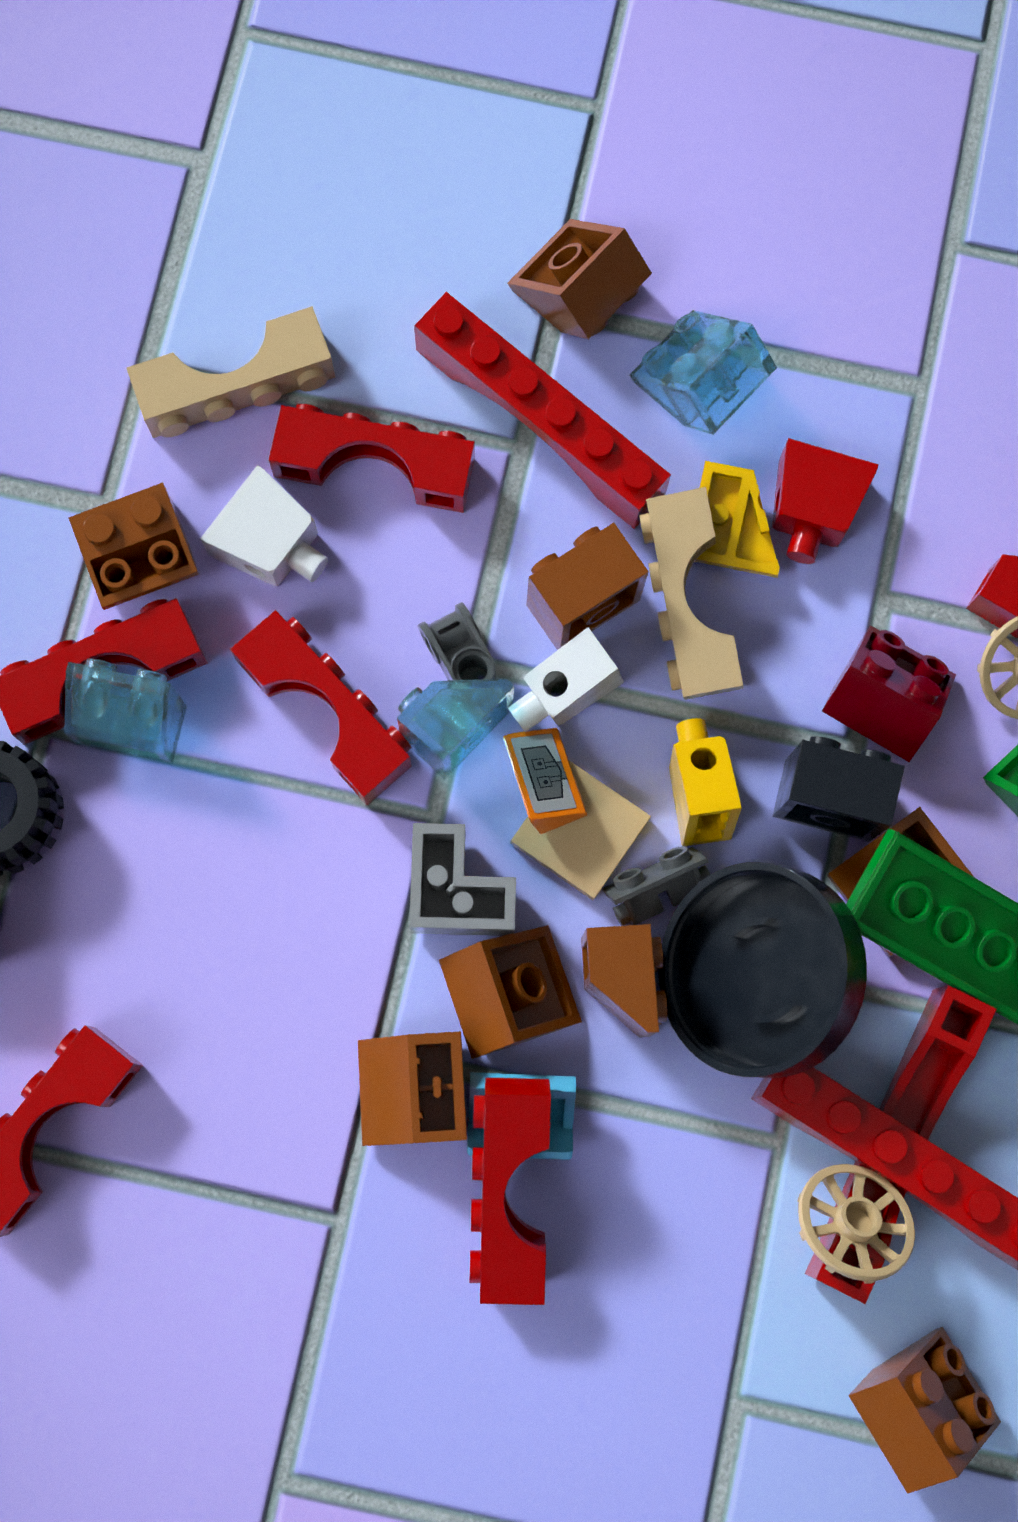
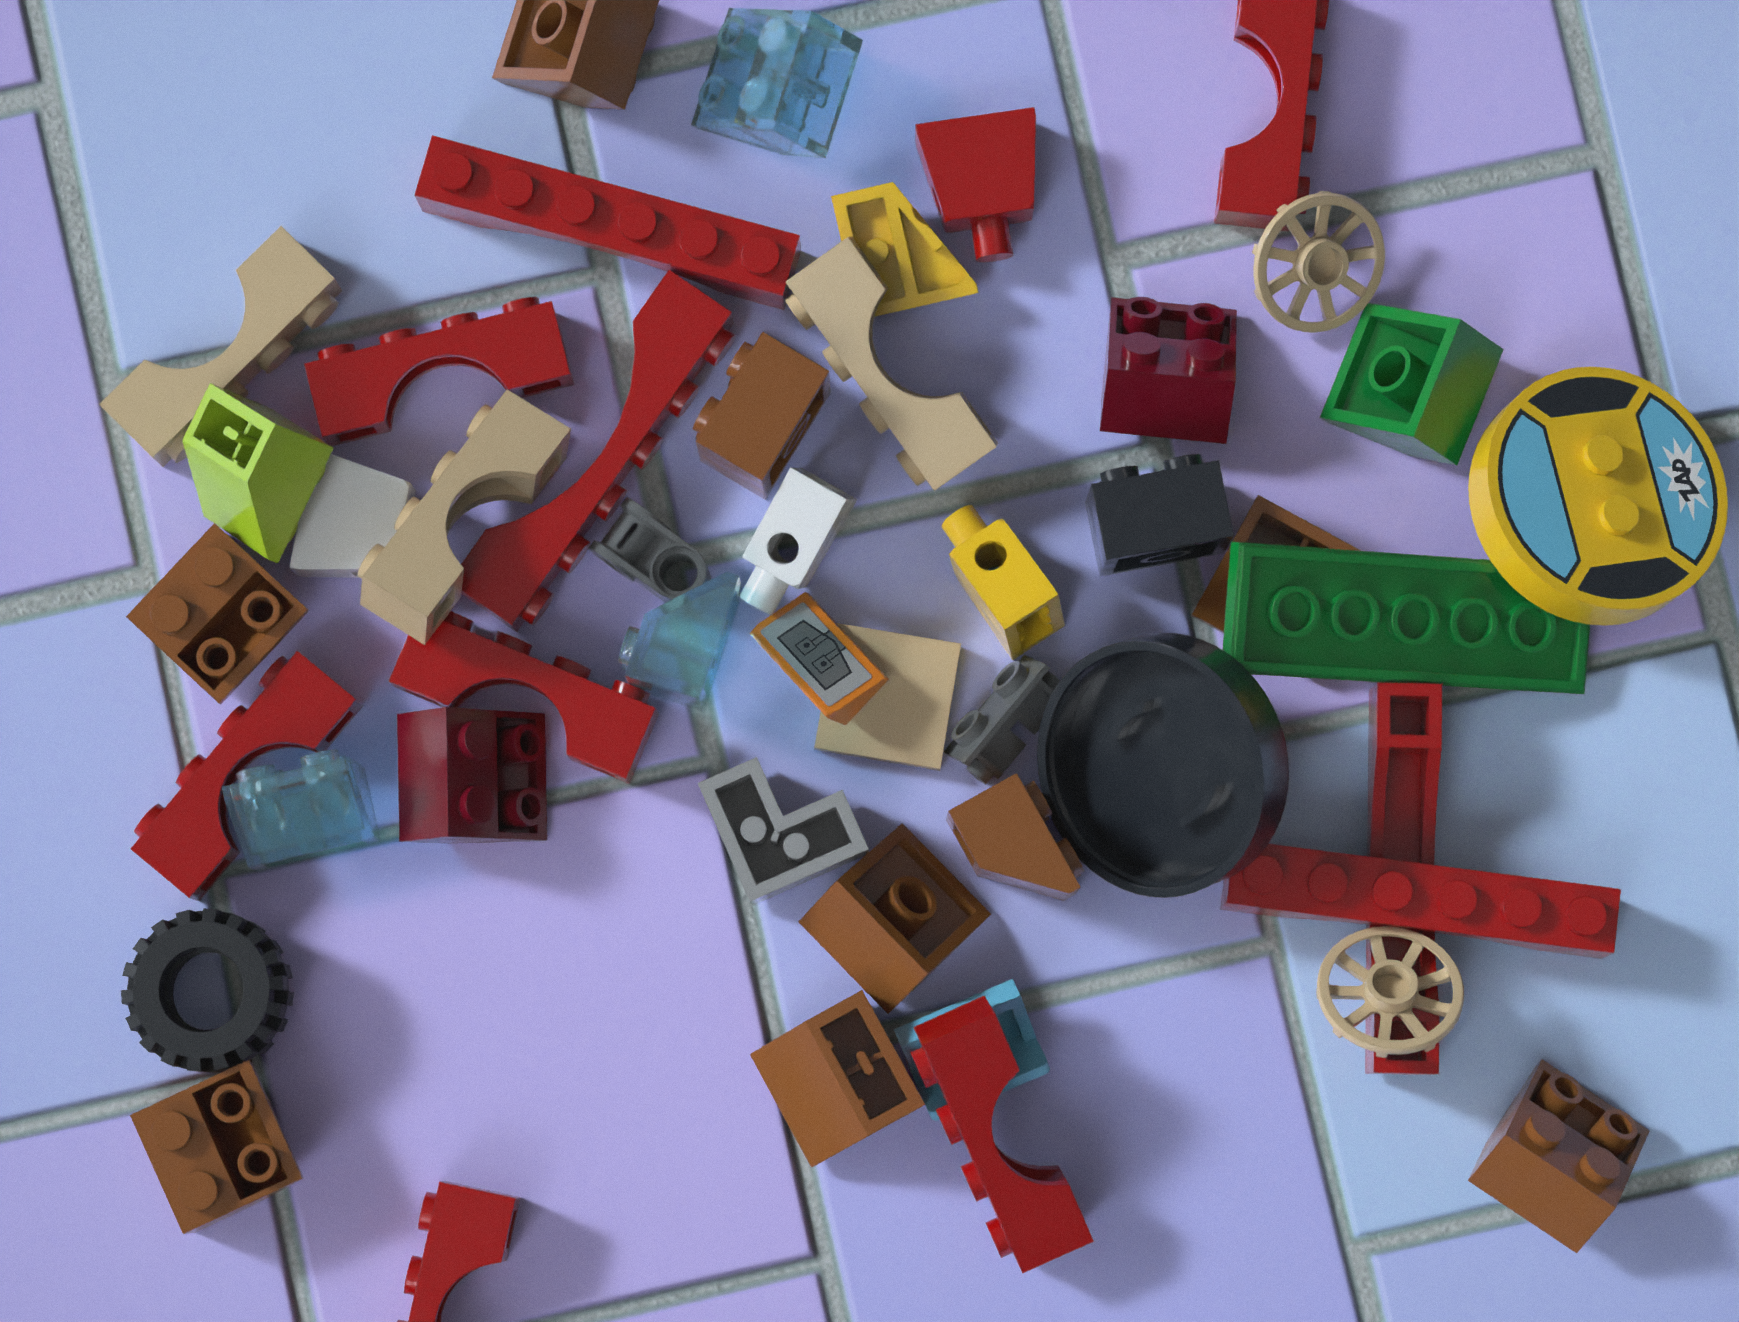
camera: 20 degrees left, 5 degrees up
(208, 458) = (252, 469): none -> lime slope
(257, 745) = (471, 776): none -> dark red slope
(367, 610) = (520, 559): none -> red arch
(390, 533) = (507, 457): none -> tan arch

